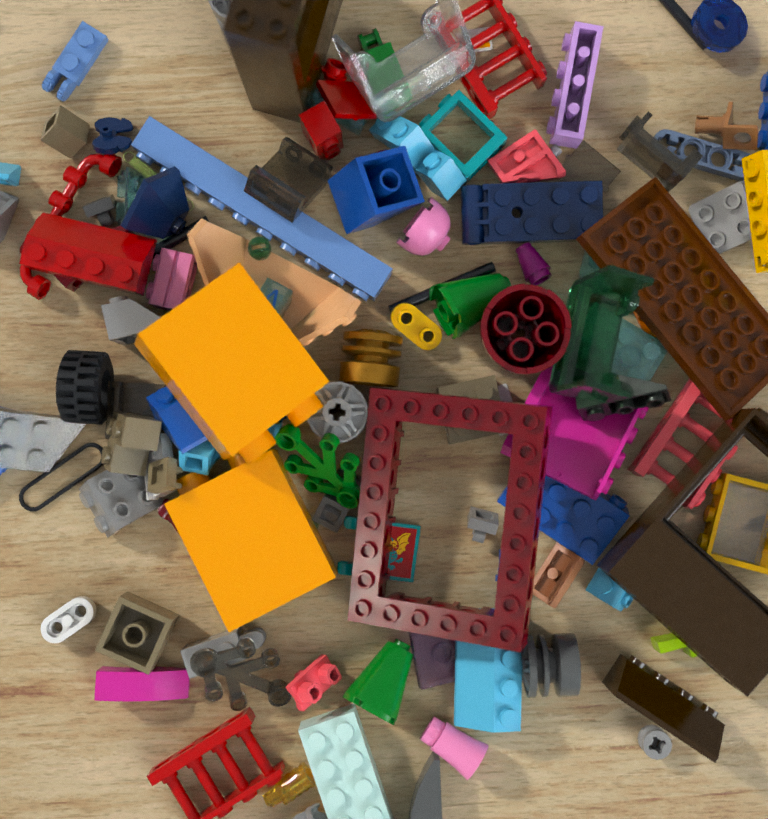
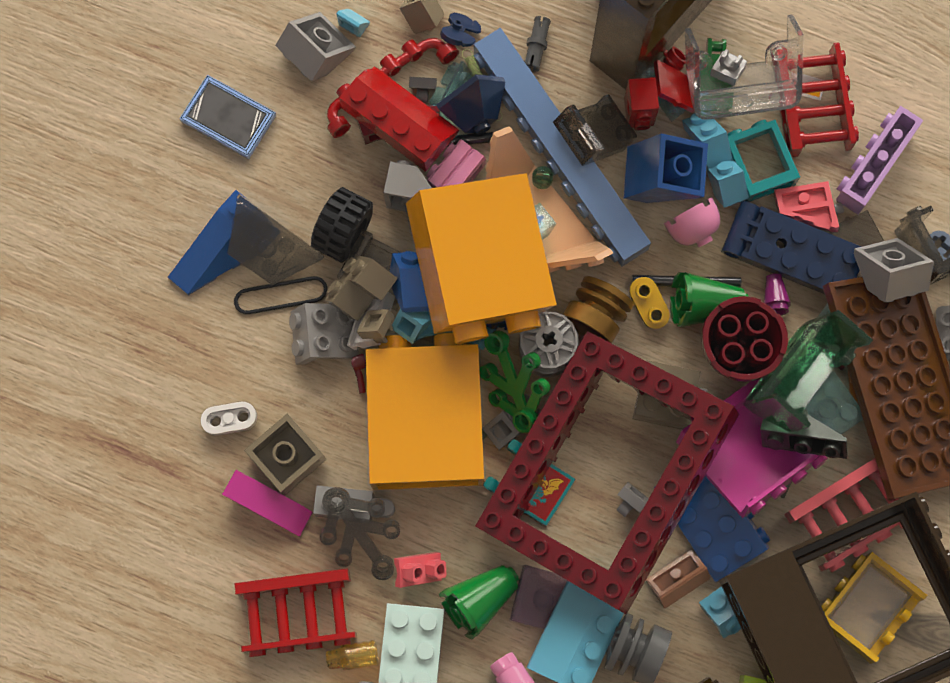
camera: 30 degrees right, 10 degrees down
(193, 114) = (537, 43): none -> dark grey pin
(391, 57) = (728, 68): none -> light grey tile
(637, 191) = (893, 269): none -> light grey slope

